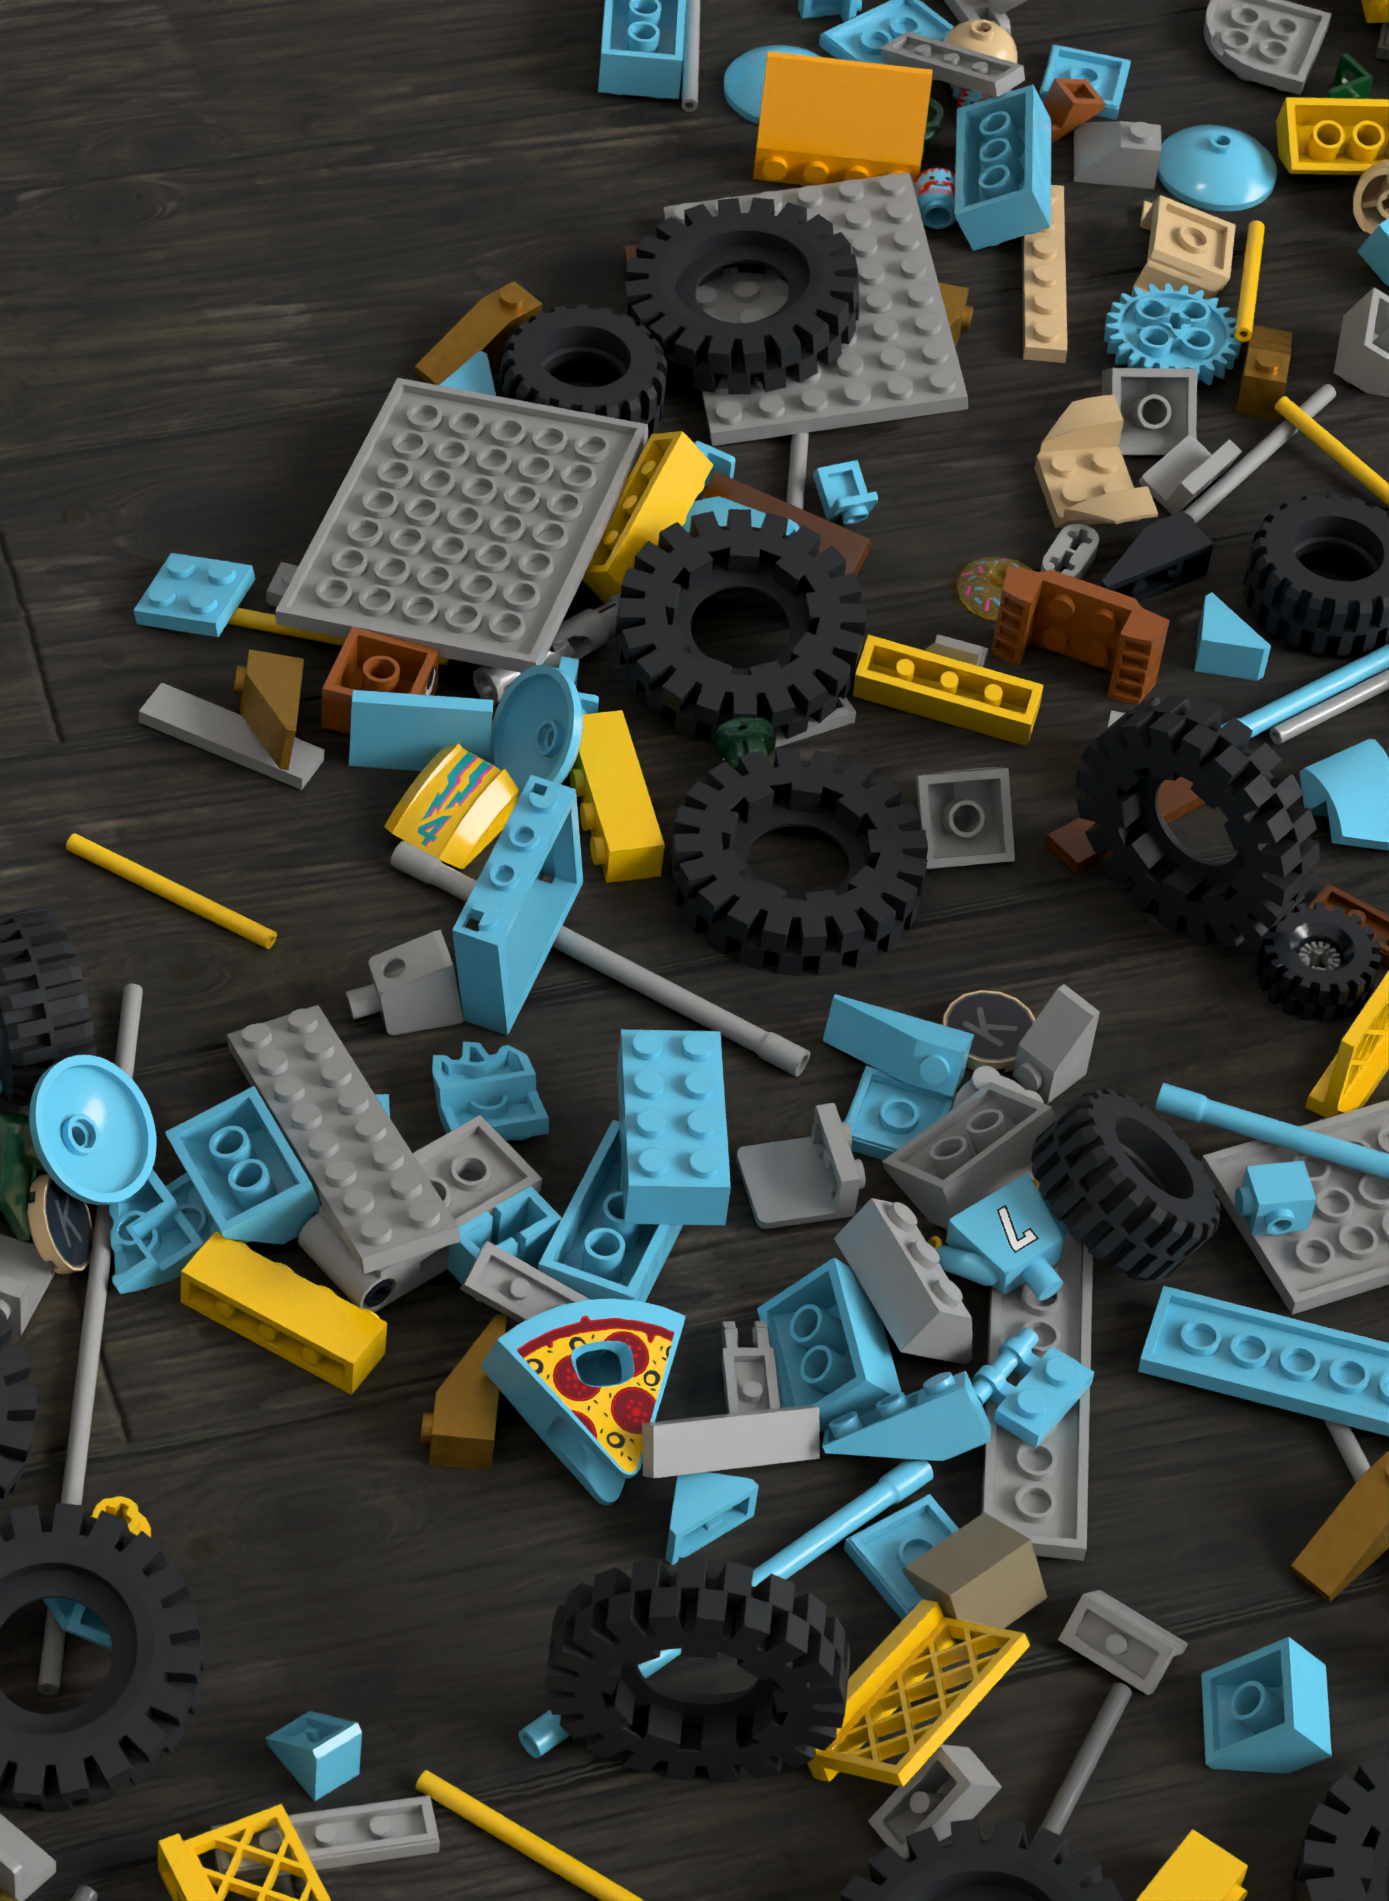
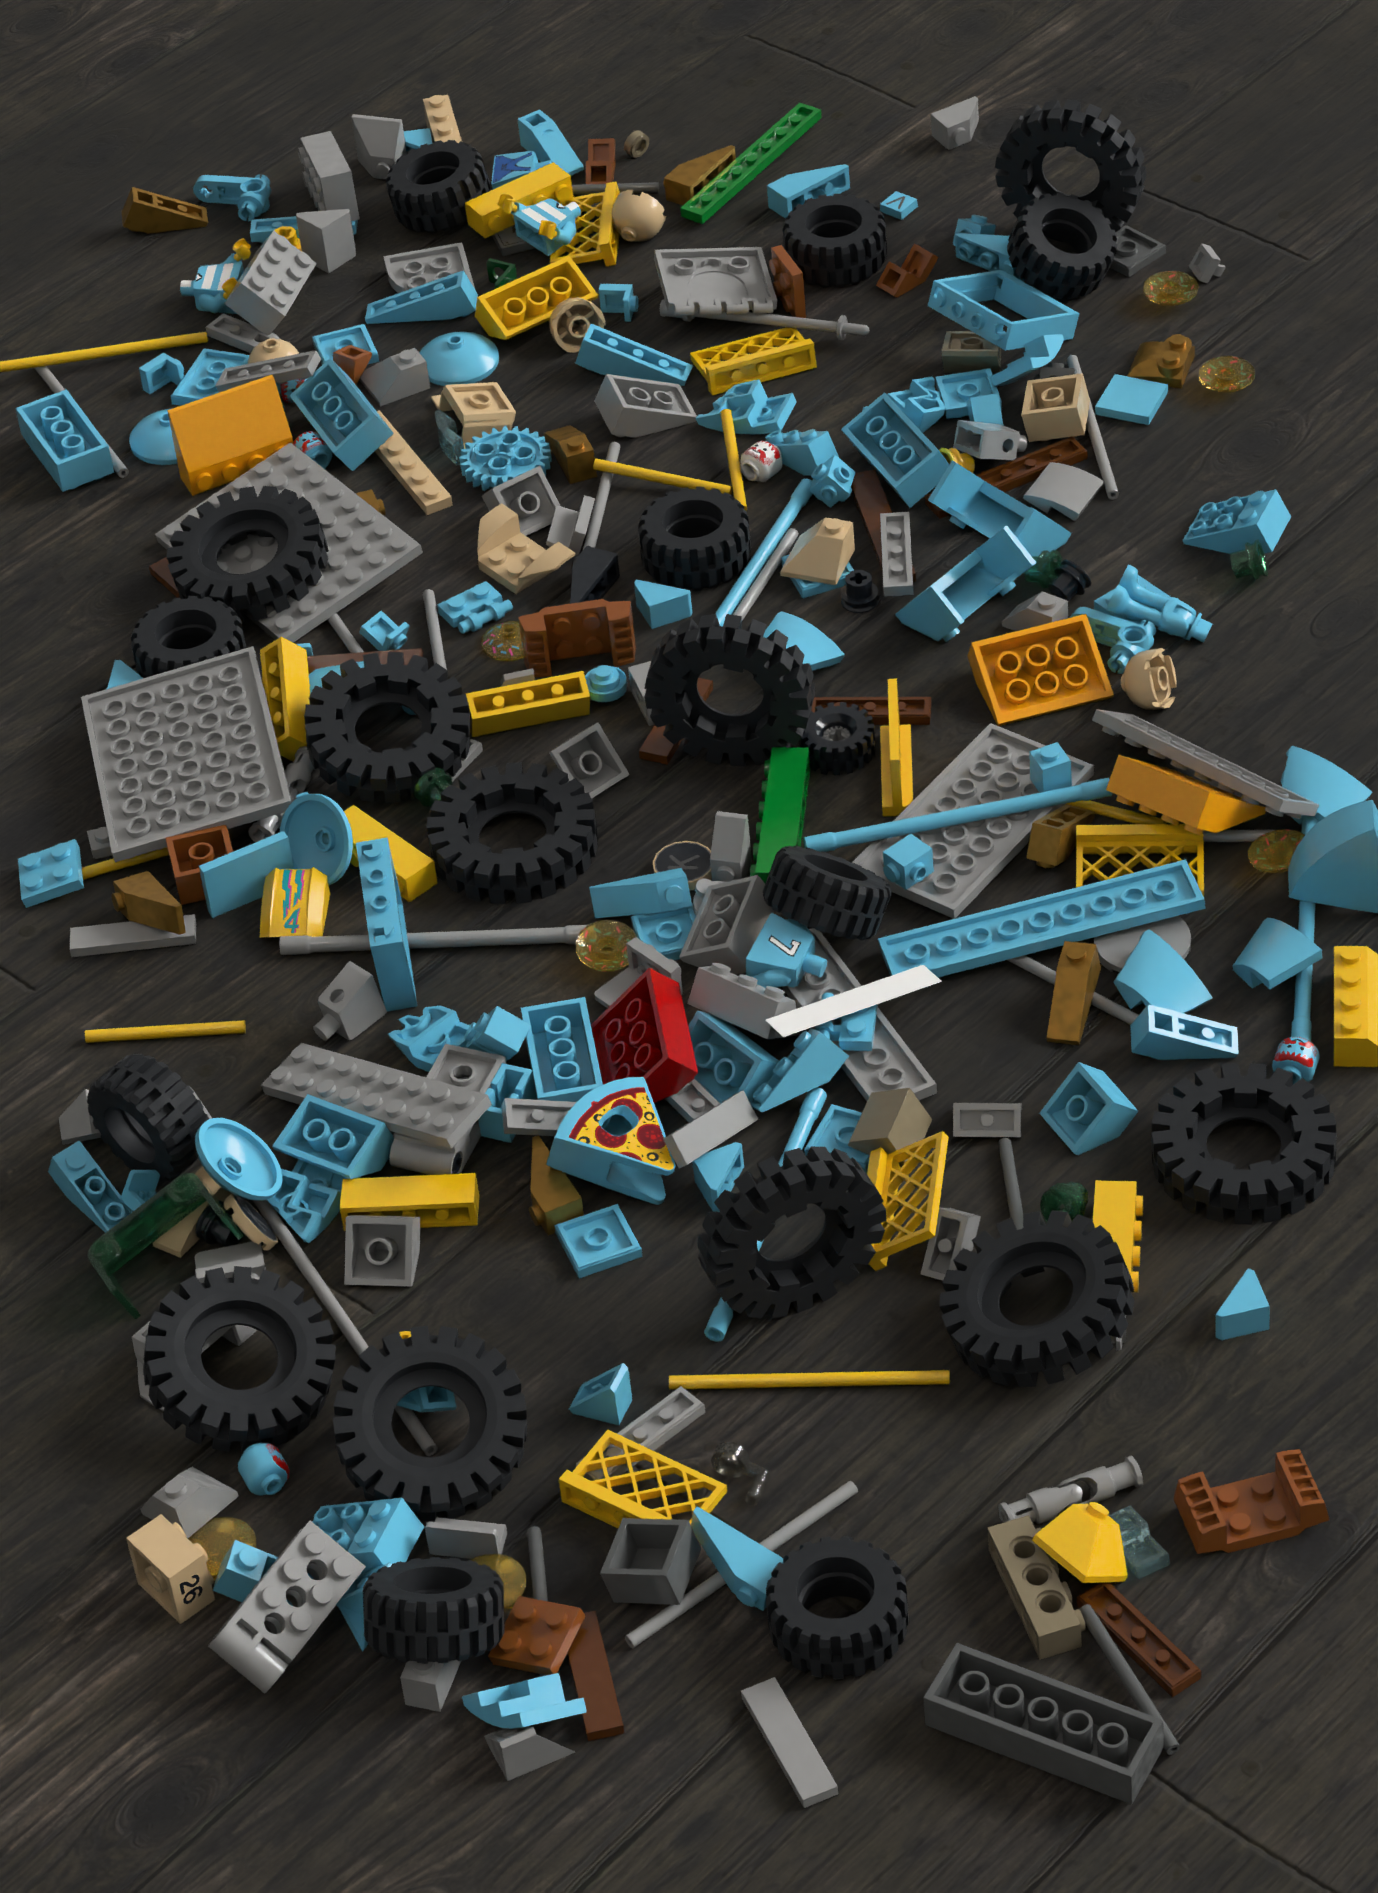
camera: 20 degrees left, 5 degrees down
(197, 1359) = (381, 1250): none -> light grey slope
(483, 329) = (109, 643): pearl gold slope -> none
(483, 1512) = (598, 1241): none -> medium azure tile
(552, 1142) = (497, 1033): none -> medium azure piece
(673, 1127) = (561, 990): medium azure brick -> none
(746, 1274) = (647, 1037): none -> red slope
(799, 1074) = (604, 945): none -> clear yellow dish
(904, 538) = (434, 628): none -> light grey piece
(986, 519) = (474, 608): none -> medium azure plate
(1052, 1363) = (853, 1000): none -> white sticker
(1072, 716) = (606, 683): none -> medium azure plate
(1076, 561) = (534, 605): light grey beam -> none
(1123, 264) = (448, 438): none -> clear light blue slope
(1137, 1853) = (1061, 1194): none -> clear green piece
(1173, 1023) = (783, 806): none -> green brick
(1238, 74) = (435, 300): none -> medium azure slope
(1249, 281) = (527, 408): yellow piece -> none

